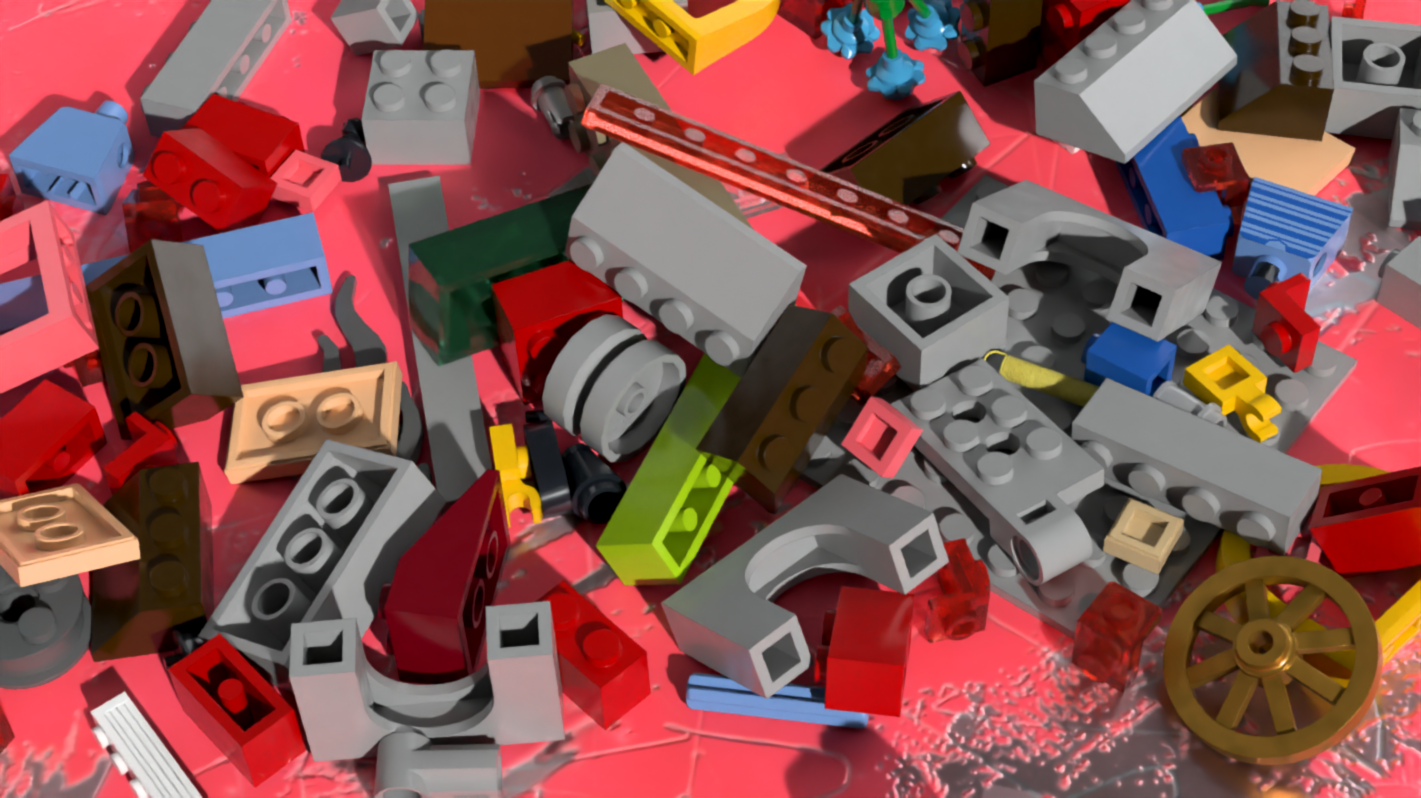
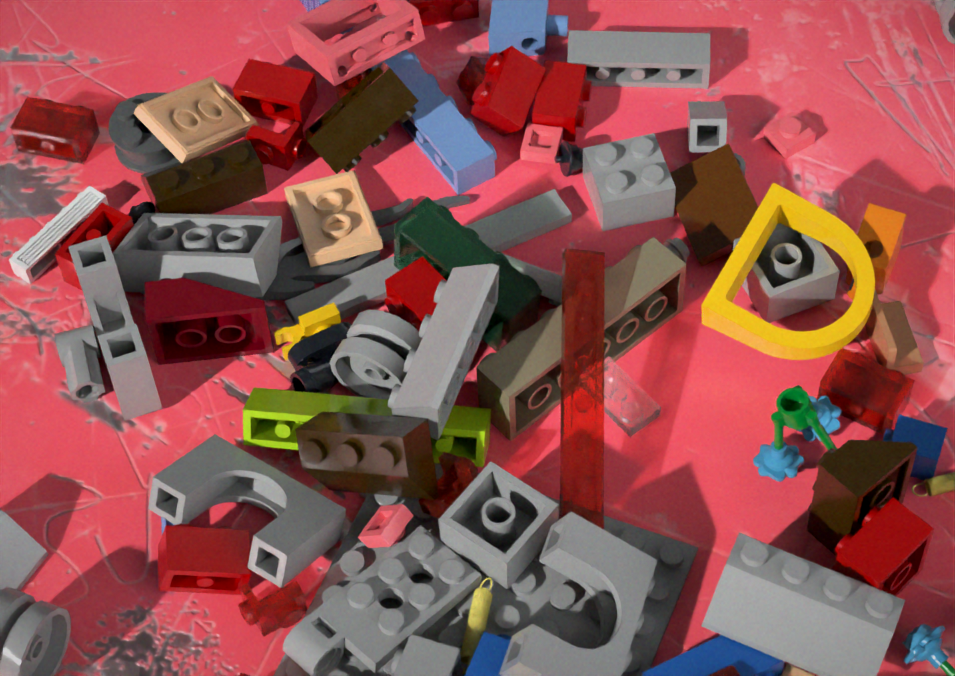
camera: 75 degrees right, 5 degrees up
(597, 660) = (176, 408): red brick -> none
(914, 151) = (675, 482): dark brown slope -> none

